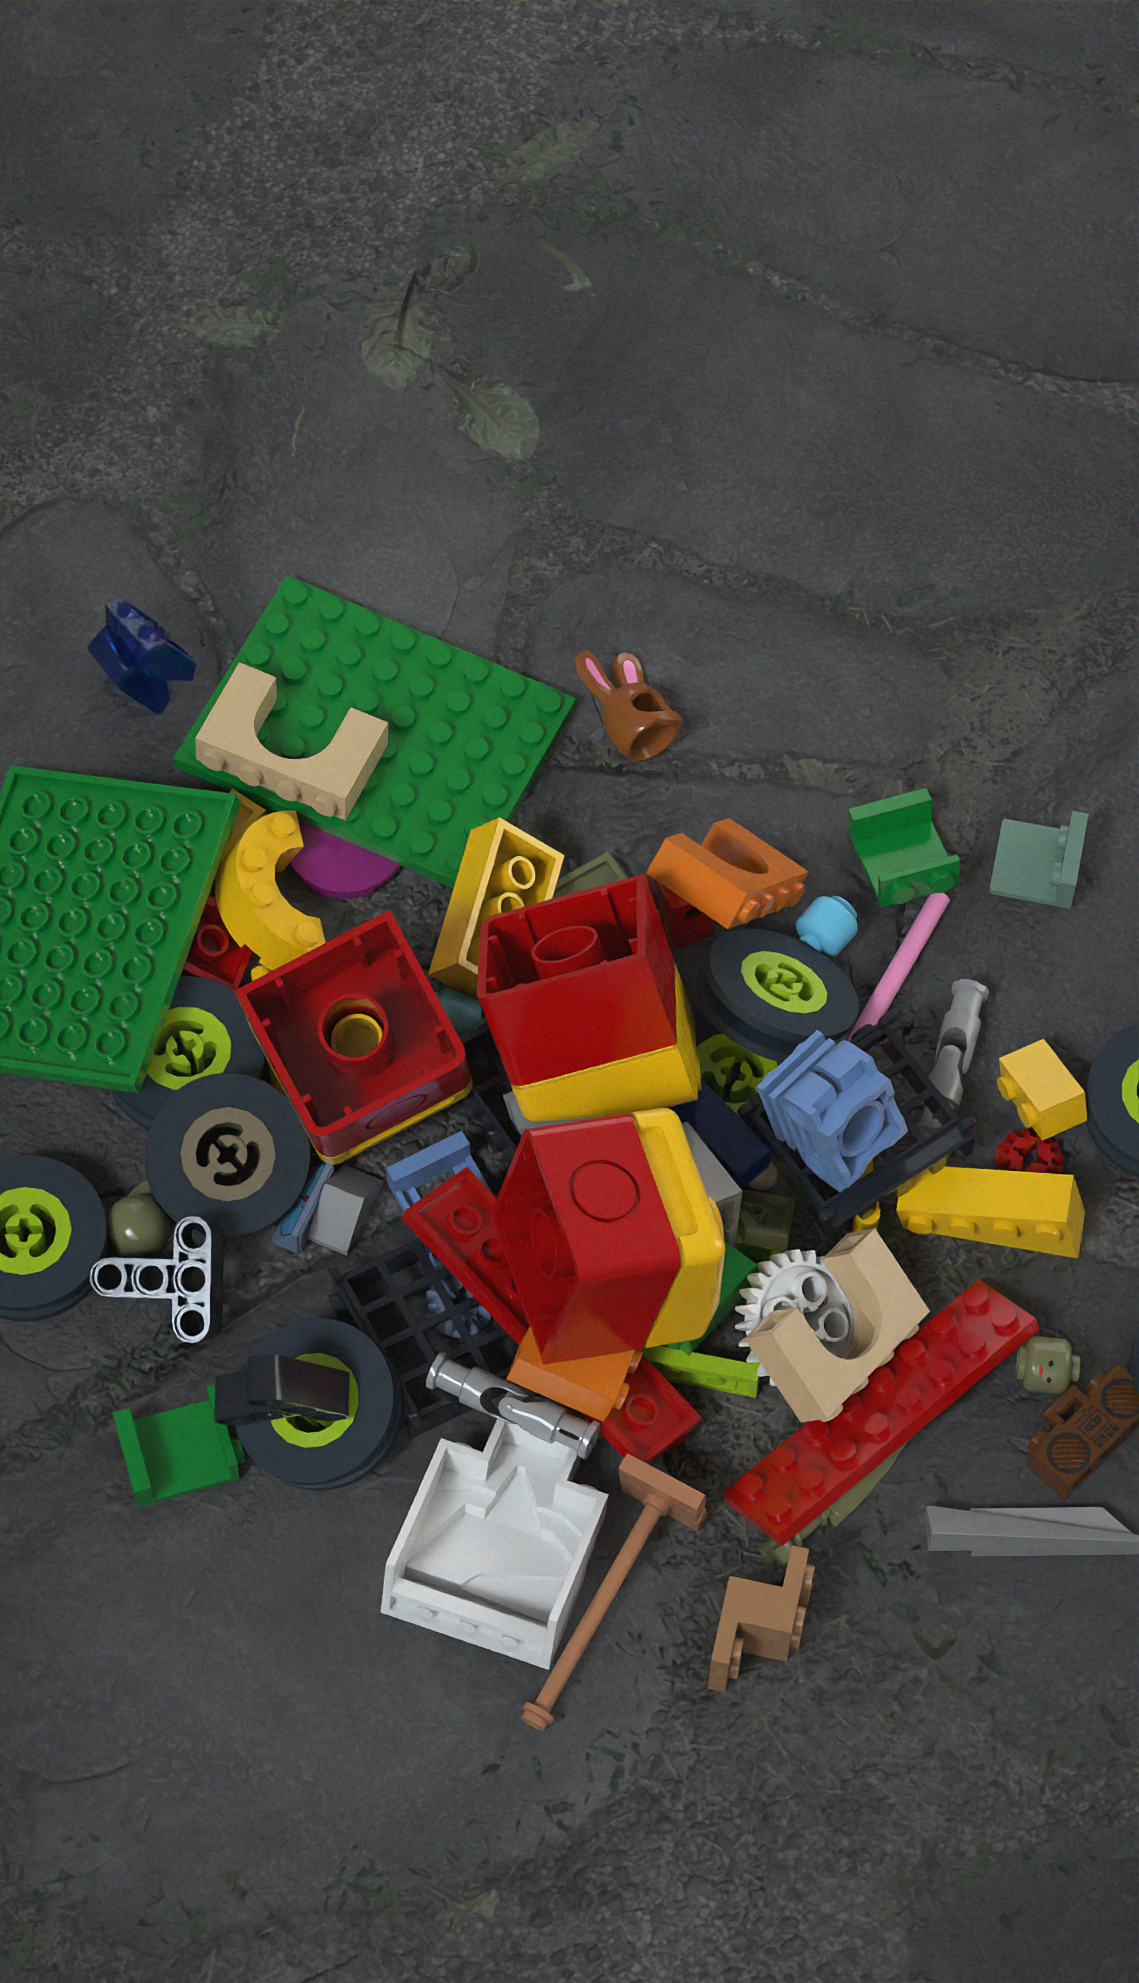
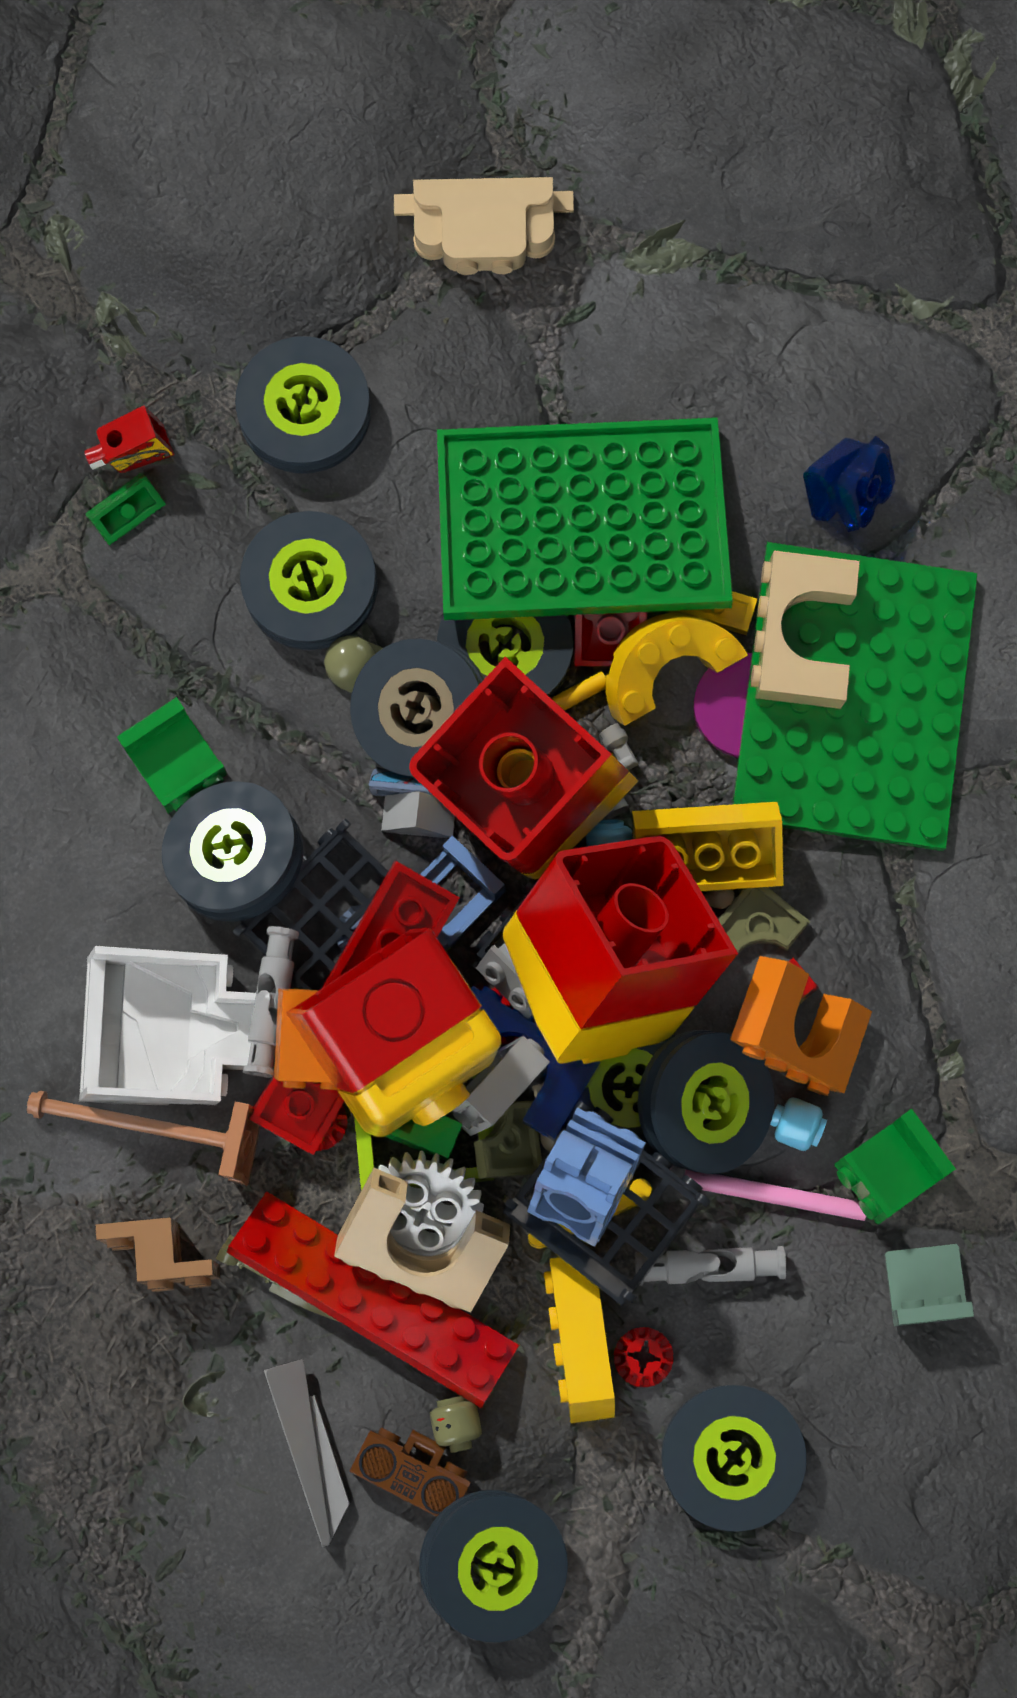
camera: 75 degrees right, 15 degrees up
(177, 1278) = (307, 710): beam -> none
(281, 1389) = (209, 818): black beam -> none
(633, 712) = (940, 902): dark orange piece -> none
(1042, 1090) = (703, 1350): yellow brick -> none

